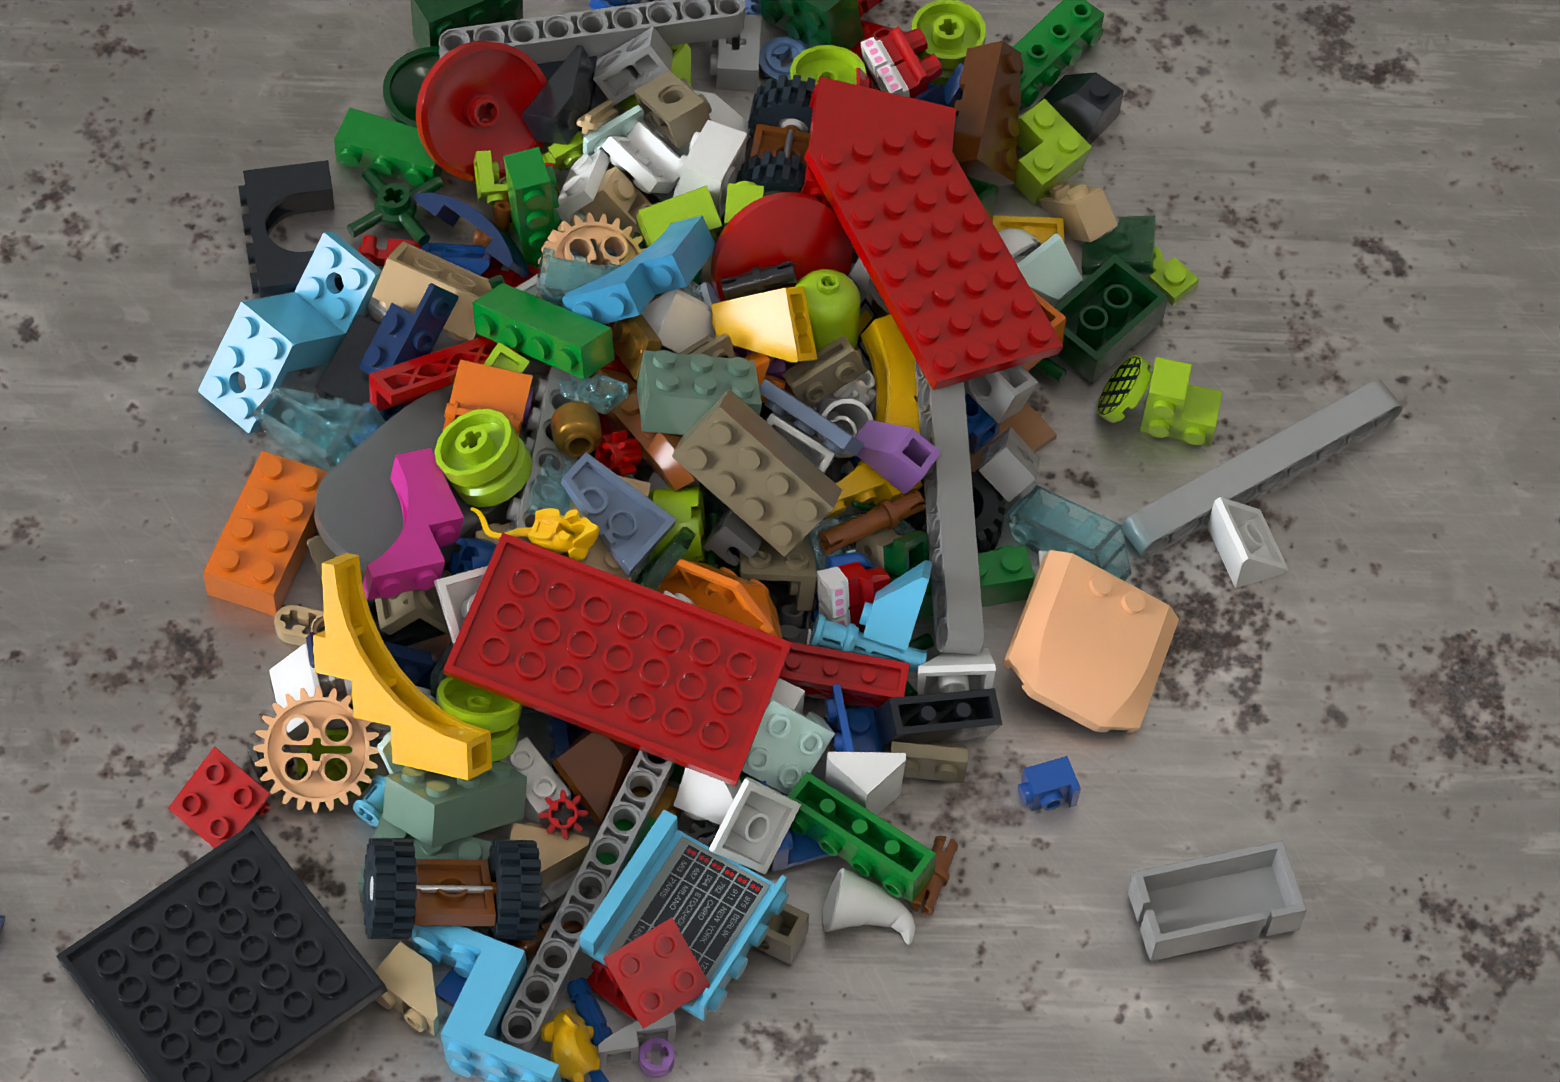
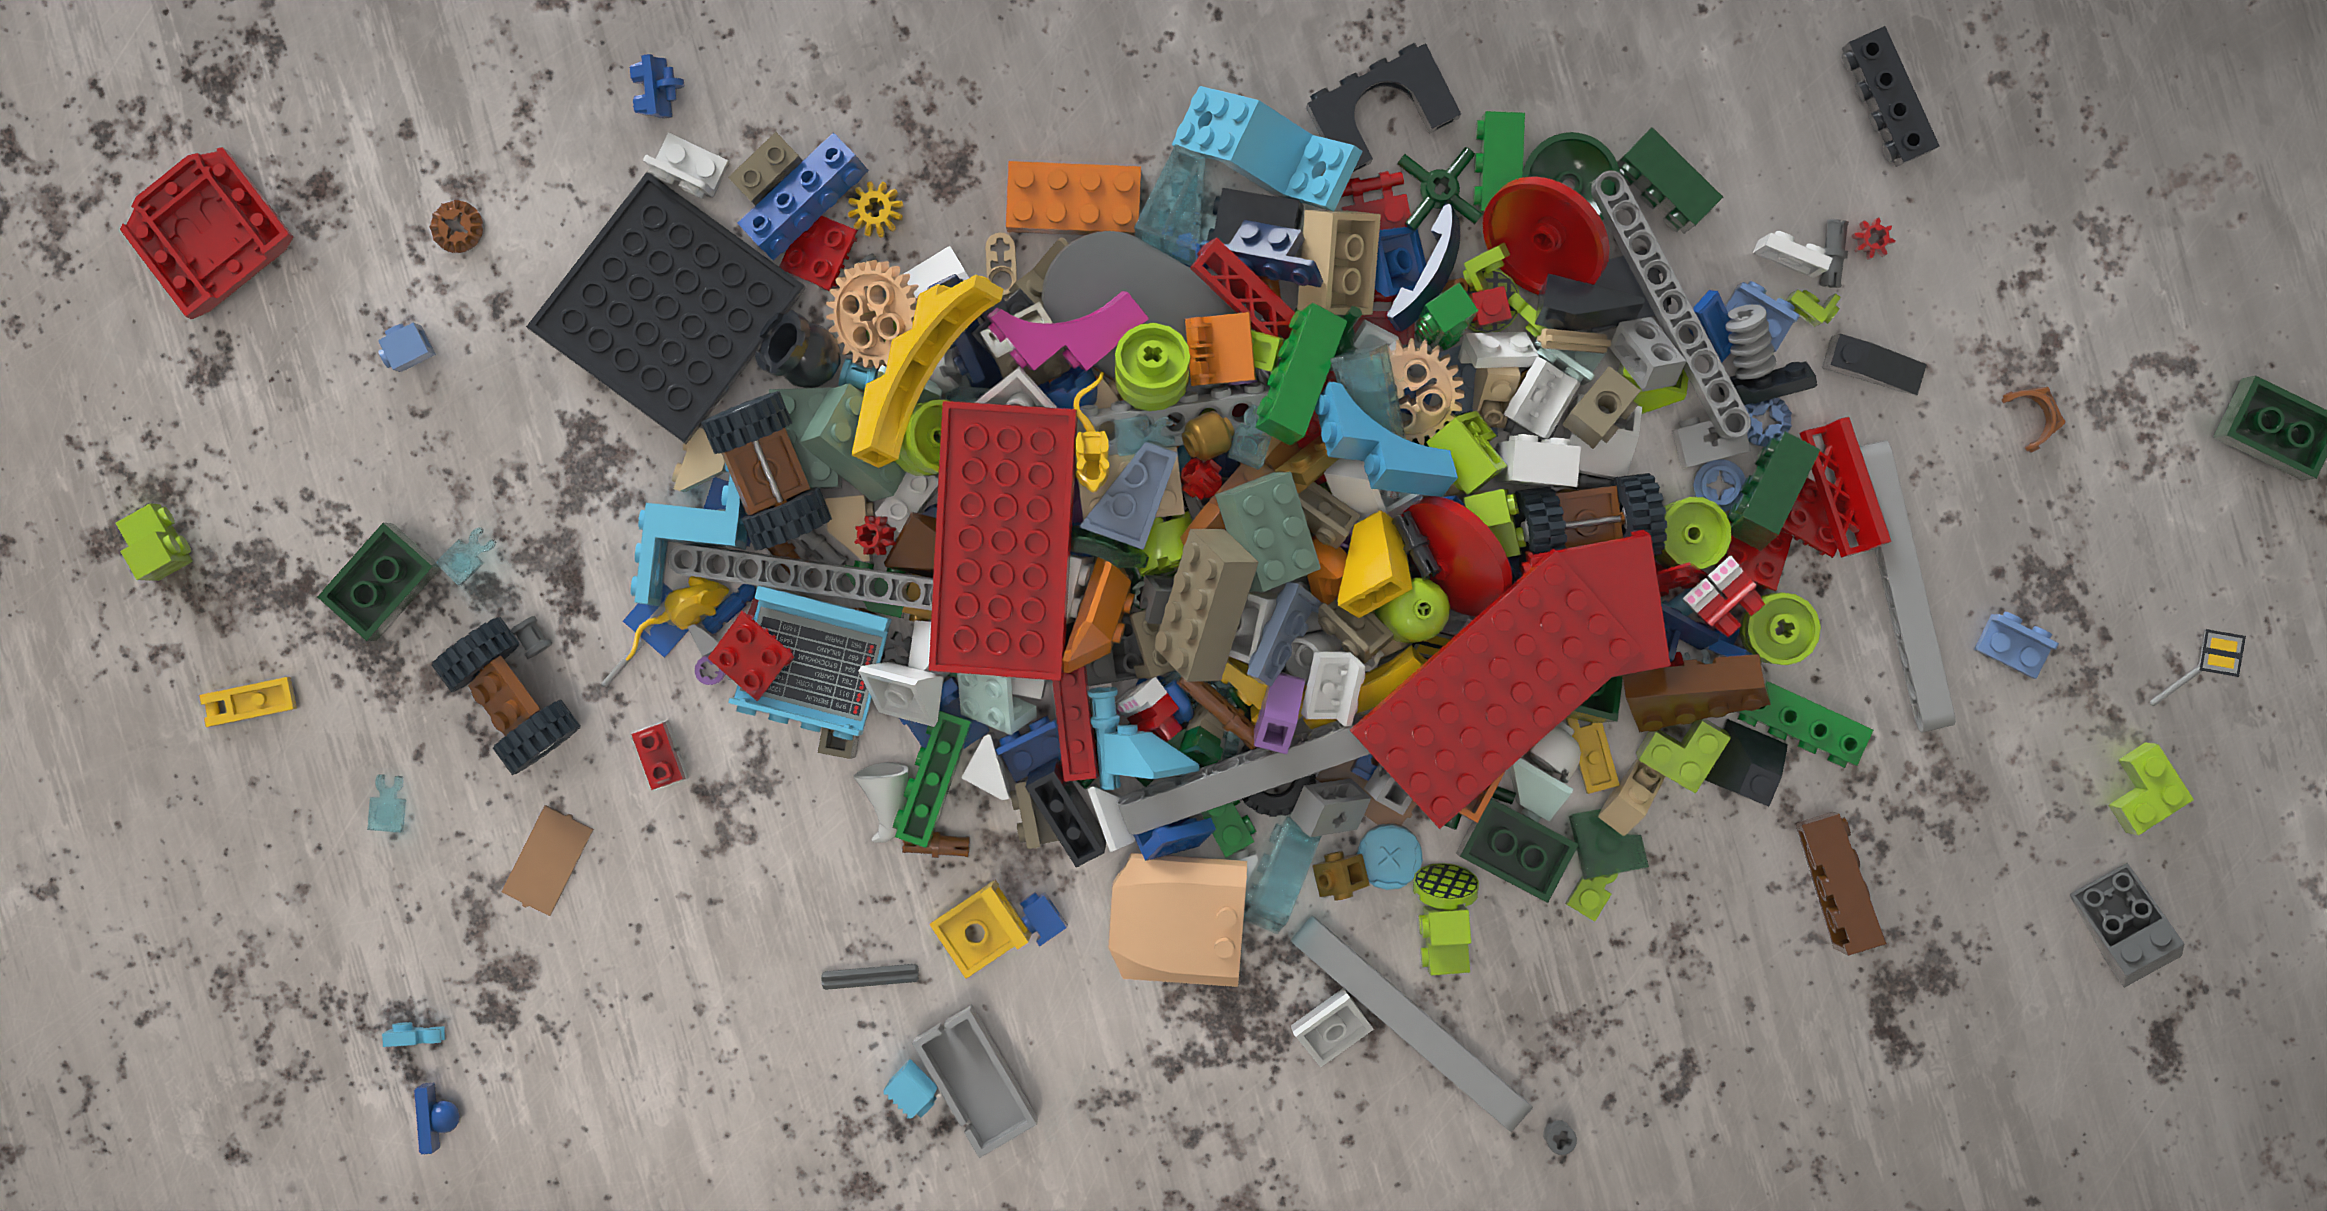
camera: 80 degrees right, 30 degrees up
(71, 909) = (688, 164): none -> white bracket
(107, 825) = (765, 168): none -> dark tan brick
(155, 794) = (803, 196): none -> blue brick
(184, 726) = (865, 204): none -> yellow gear
(324, 839) = (798, 350): none -> black tile
(884, 390) = (1333, 687): none -> white bracket
(997, 615) = (1174, 837): none -> blue bracket
(1035, 821) = (996, 916): none -> yellow bracket
(1066, 988) = (870, 976): none -> dark grey axle
(1077, 442) = (1390, 856): none -> medium azure tile
(1089, 473) = (1334, 877): none -> pearl gold brick
(1209, 967) = (911, 1090): none -> medium azure brick
(1221, 61) = (1839, 884): none -> reddish brown wedge
(1414, 364) = (1564, 1146): none -> dark grey bush

